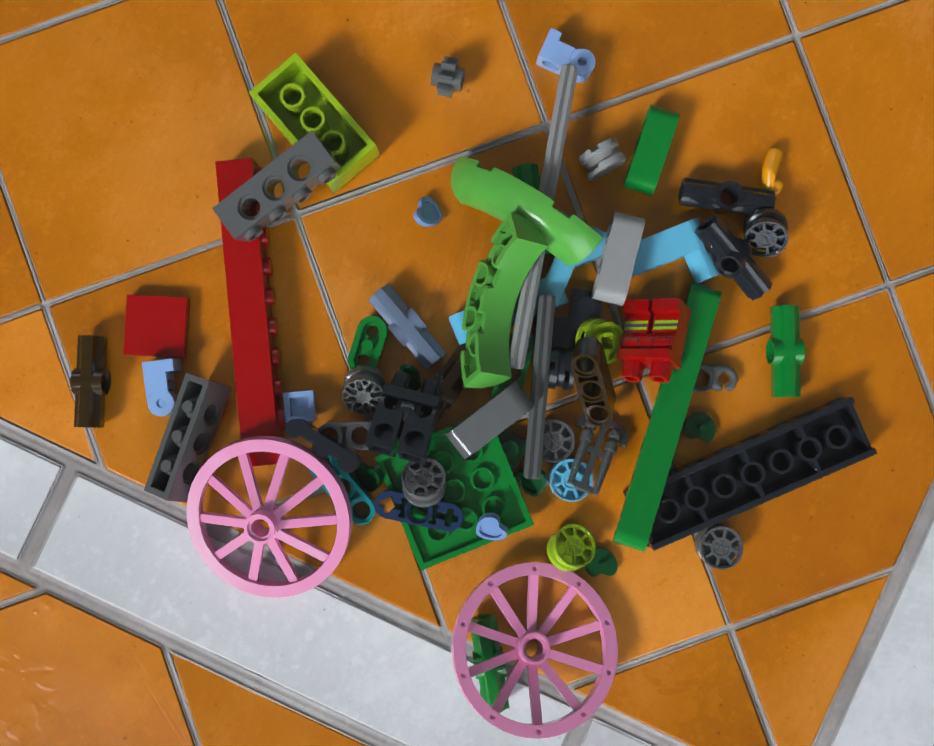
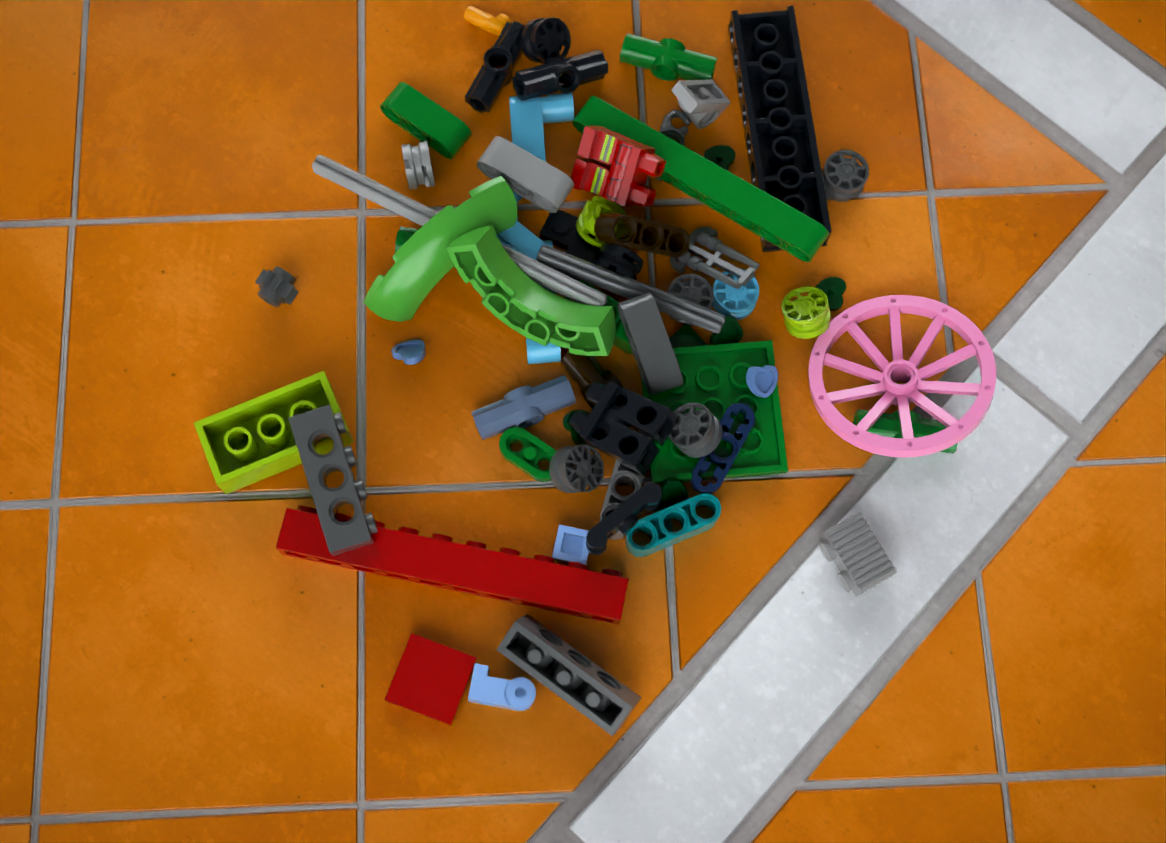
camera: 75 degrees left, 15 degrees down
(90, 381) = (468, 771): dark brown piece -> none
(271, 514) = (704, 610): bright pink wheel -> none
(365, 649) = (856, 554): none -> light grey brick
(556, 53) = (298, 176): light blue leg -> none
(749, 394) = (700, 100): none -> light grey plate

